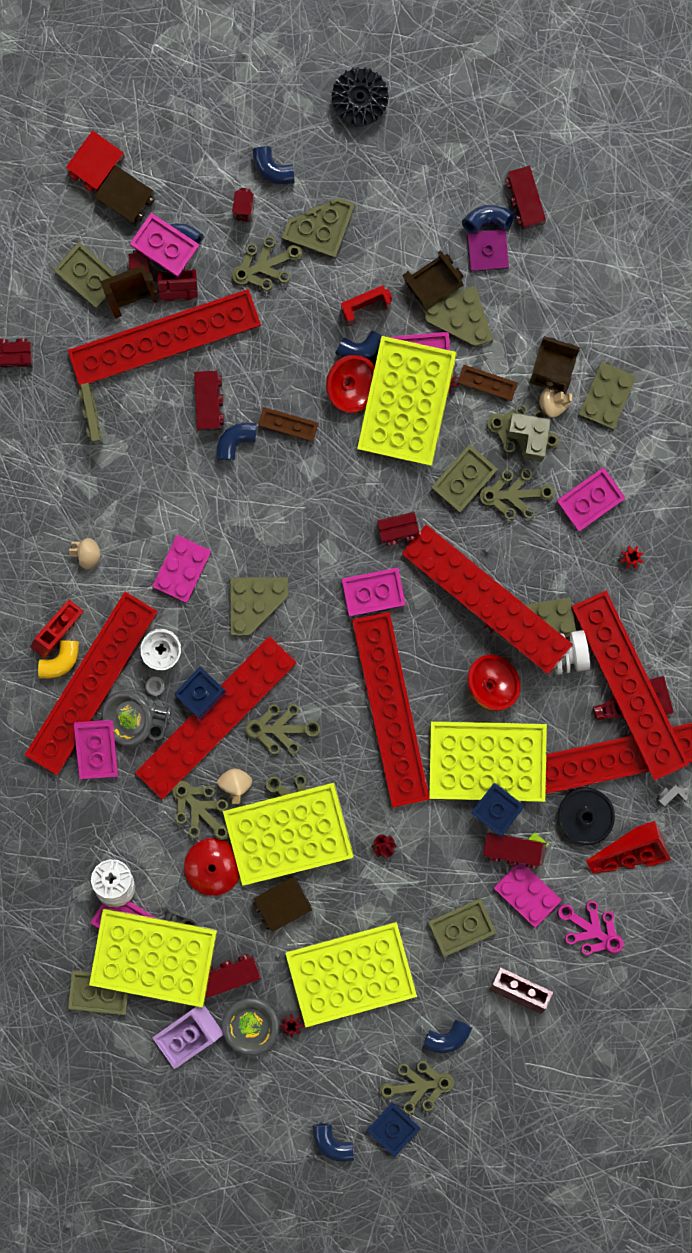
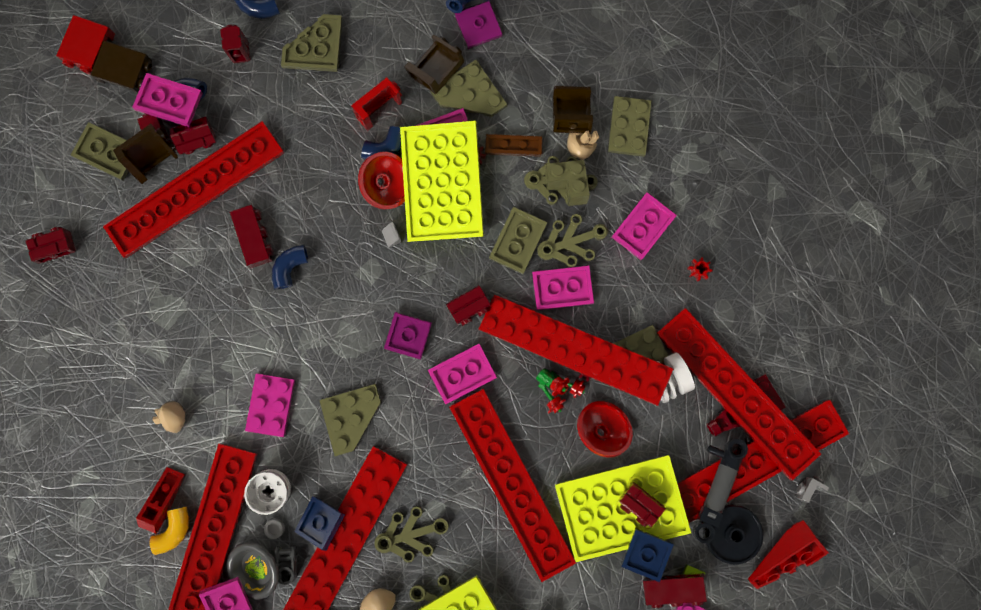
camera: 15 degrees left, 5 degrees down
(90, 414) = (139, 280): olive plate -> none
(263, 265) = (272, 96): olive plant -> none
(288, 424) = (335, 236): reddish brown plate -> none
(331, 540) = (407, 335): none -> magenta plate
(342, 437) = (391, 235): none -> light grey slope
(461, 629) = (558, 386): none -> red plant
(494, 537) = (562, 288): none -> dark pink plate
(506, 761) = (641, 504): none -> dark red brick
(585, 768) = (711, 511): none -> piece

